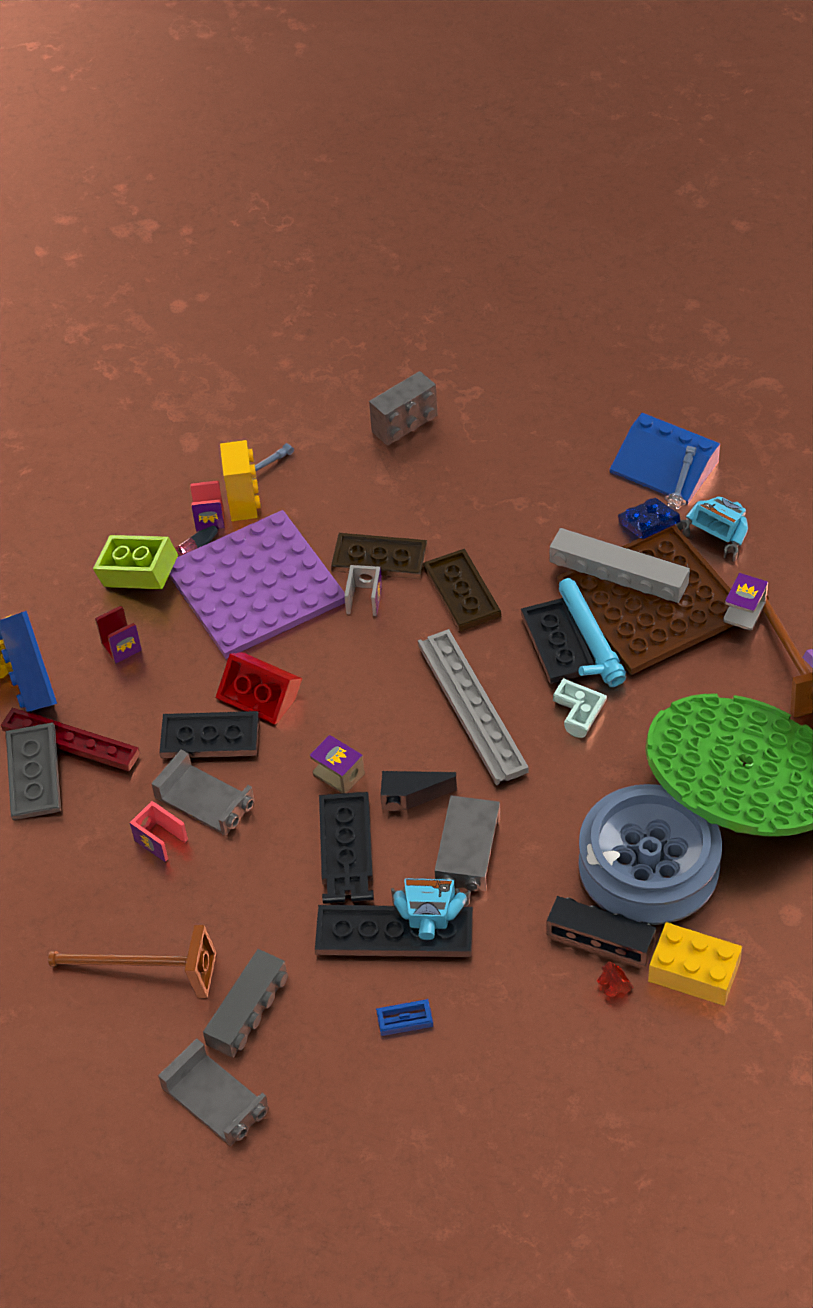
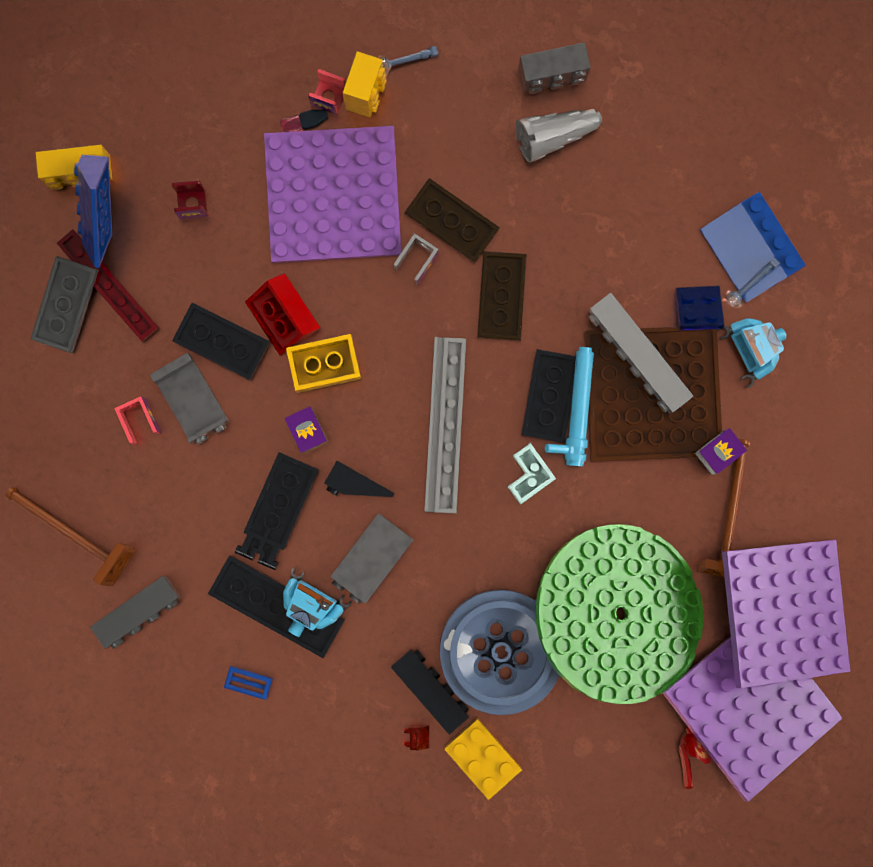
camera: 20 degrees right, 35 degrees up
(135, 562) = (236, 127): lime brick -> none
(212, 1094) = (80, 675): flat silver panel -> none
(322, 703) = (323, 363): none -> yellow brick
(428, 453) = (553, 131): none -> light grey cone

